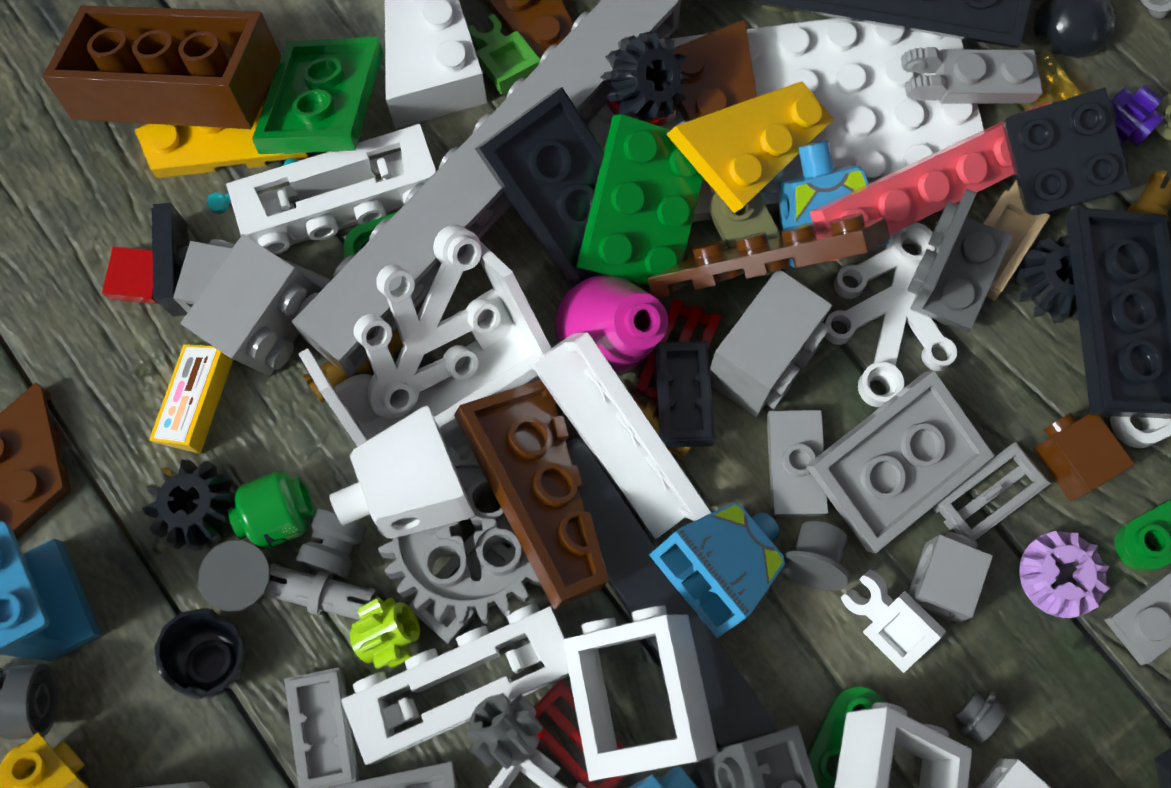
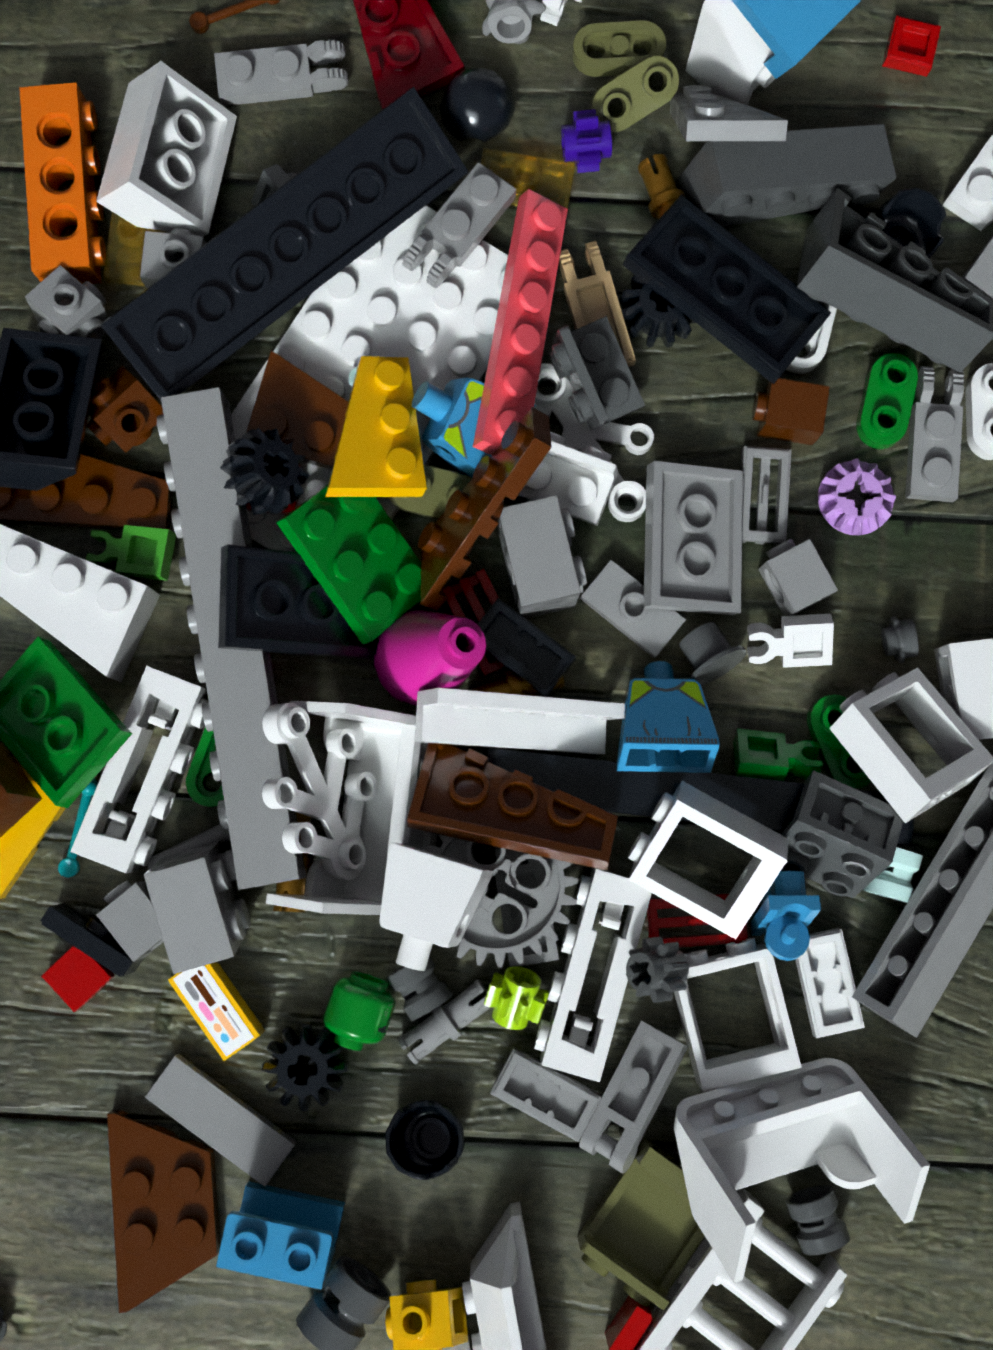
camera: 55 degrees left, 10 degrees up
(97, 477) = (221, 1119): none -> light grey tile
(234, 575) = (388, 1074): dark grey piece -> none
(778, 686) = (770, 757): none -> green plate
(859, 318) = (576, 477): none -> white bracket
(1066, 152) = (578, 218): black bracket -> none

